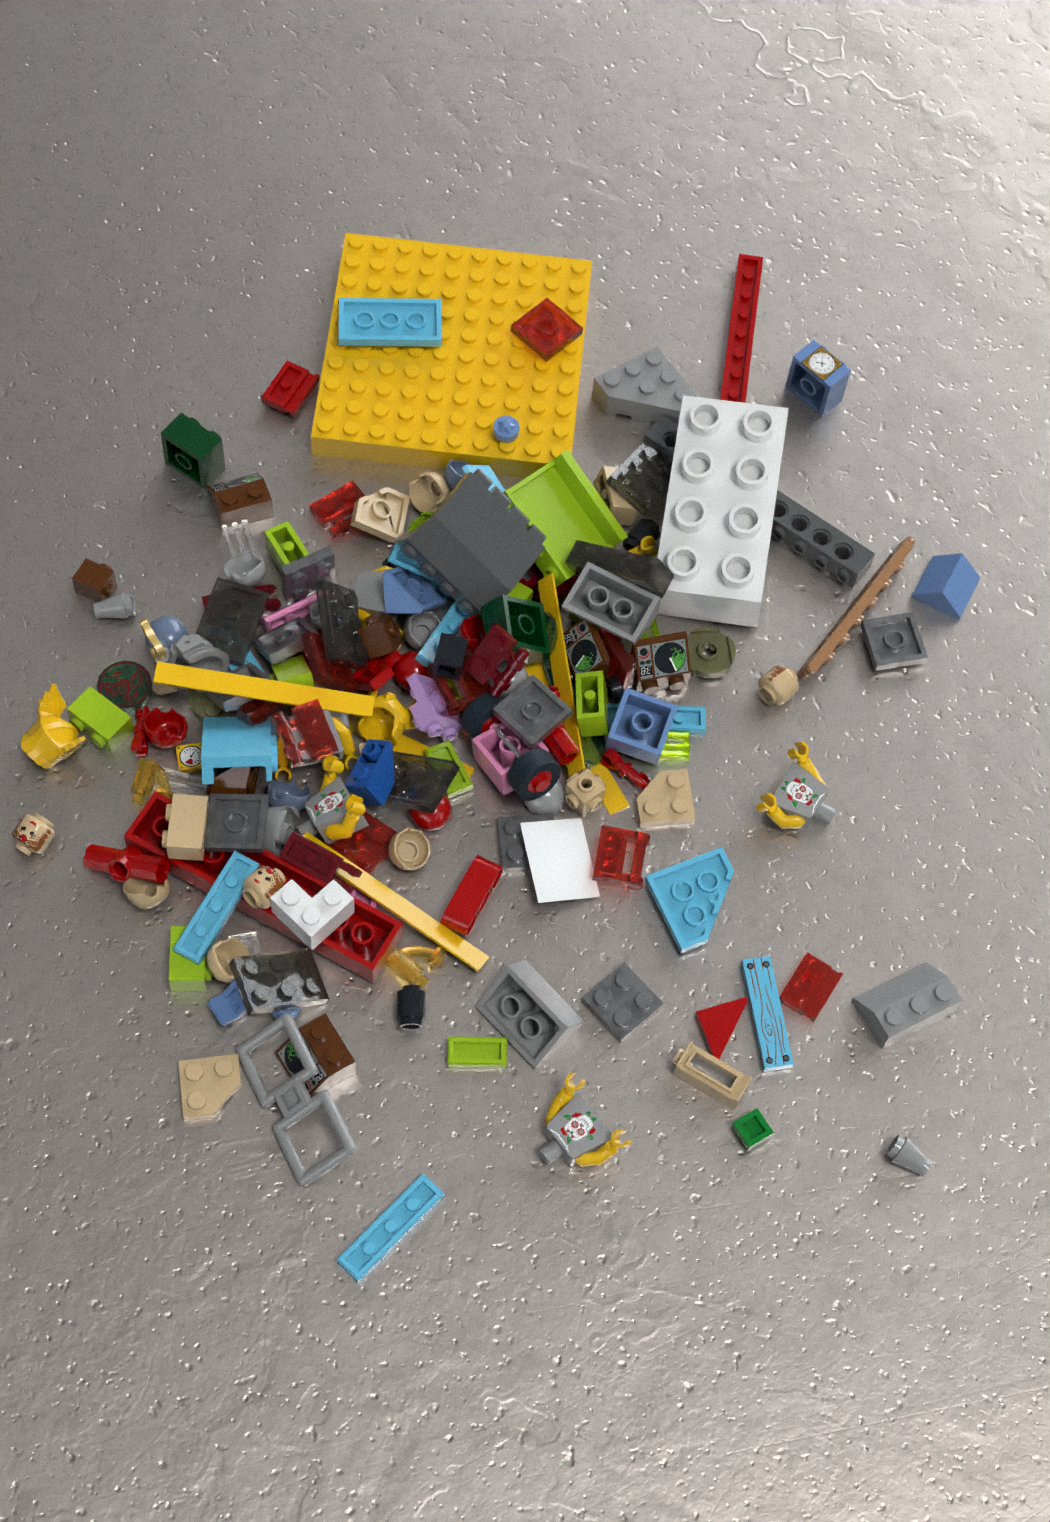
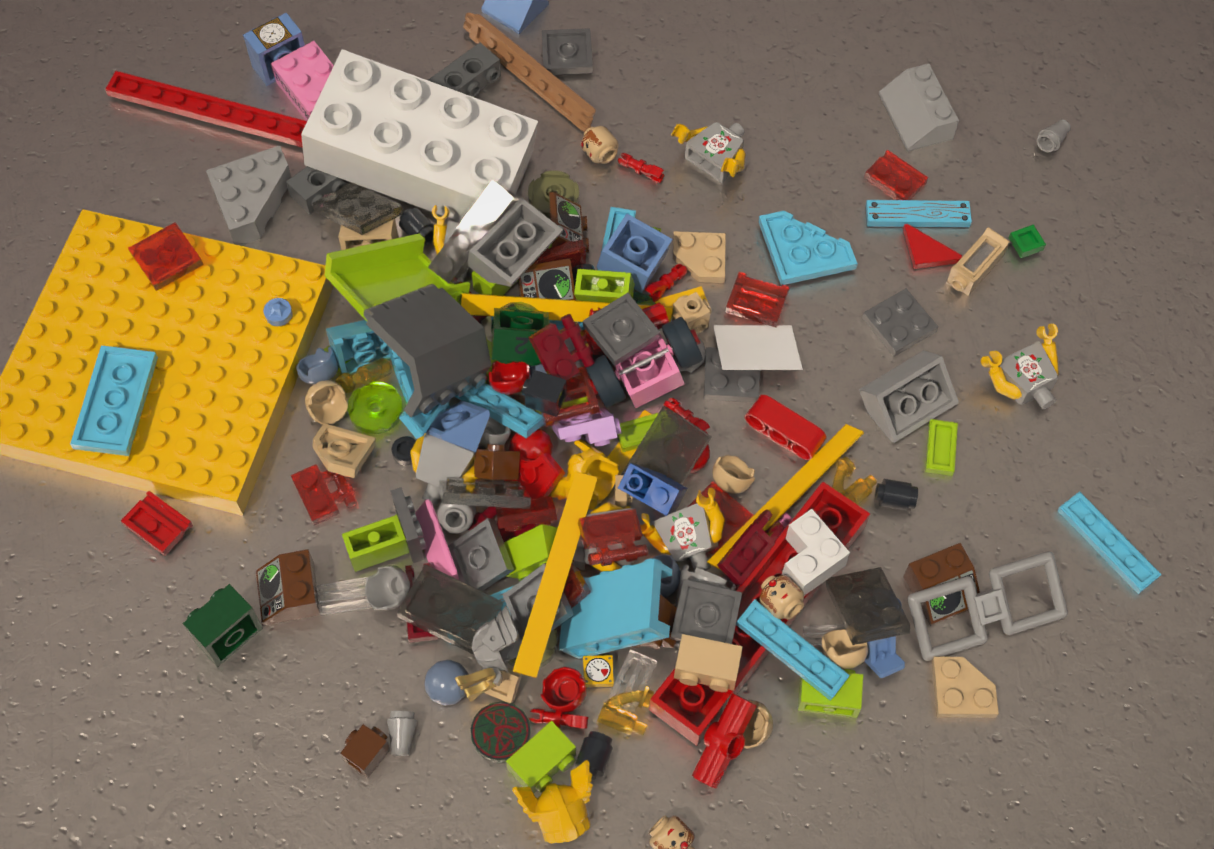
camera: 75 degrees left, 0 degrees up
(107, 761) = (597, 750): none -> black brick
(469, 804) = (675, 406): none -> red piece
(762, 731) = (641, 167): none -> red piece
(806, 414) = (303, 76): none -> bright pink brick

